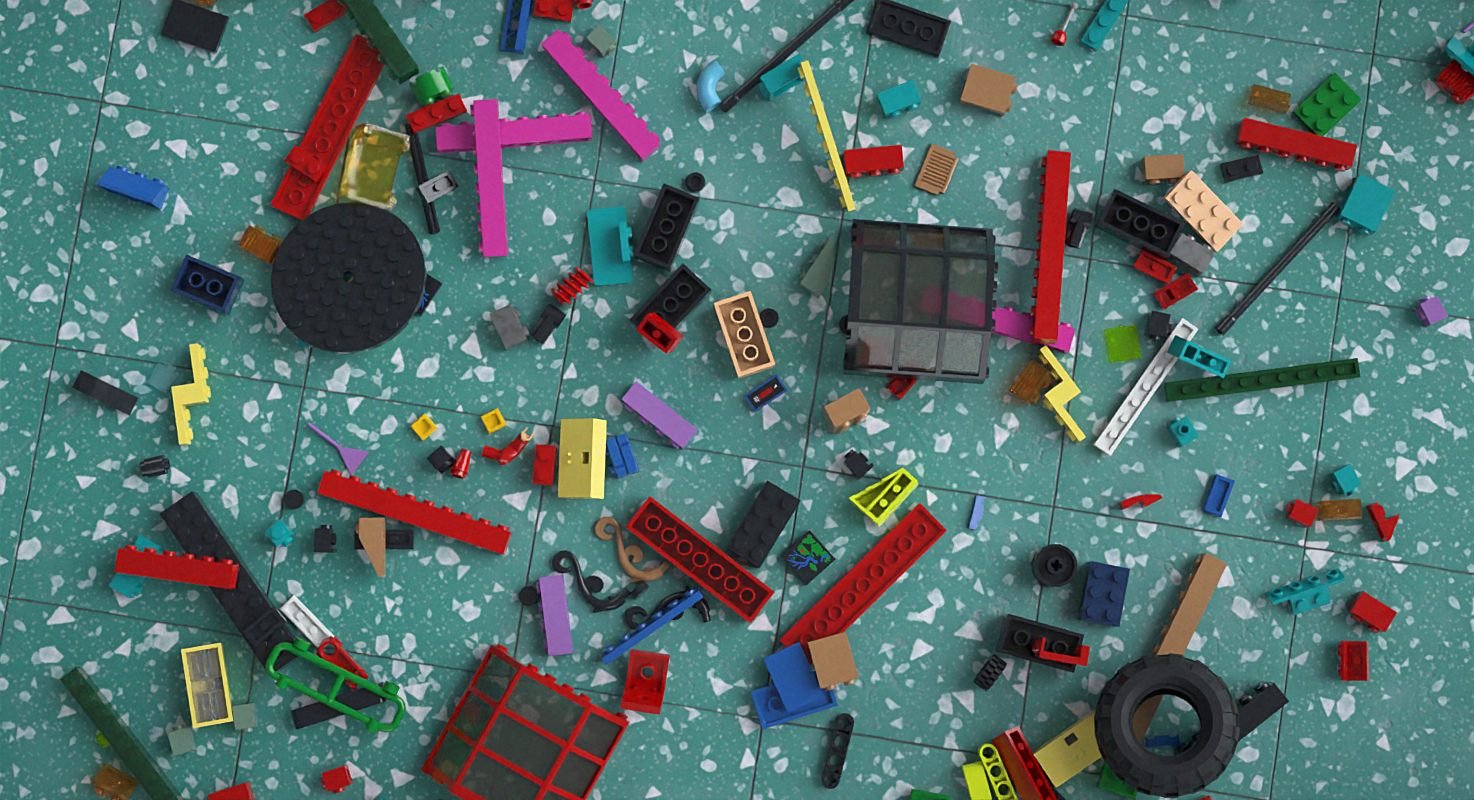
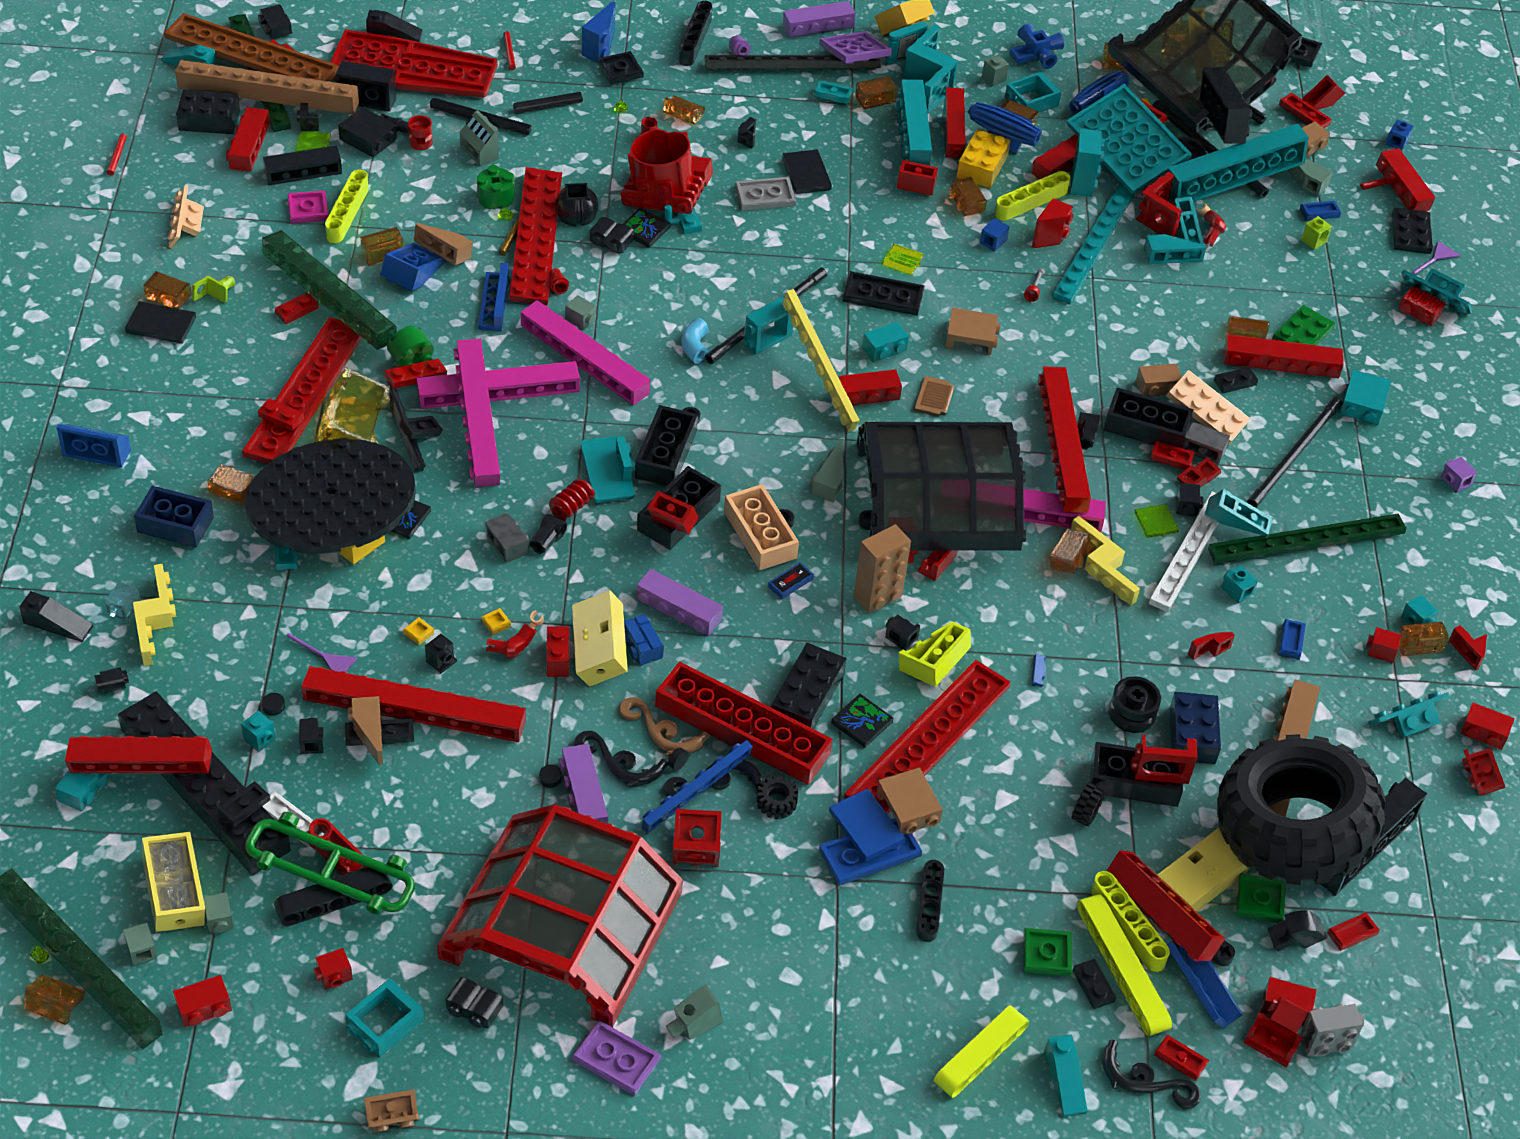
camera: 10 degrees left, 35 degrees down
(461, 464) = (462, 660): red cone -> none
(709, 636) = (777, 807): none -> black tyre

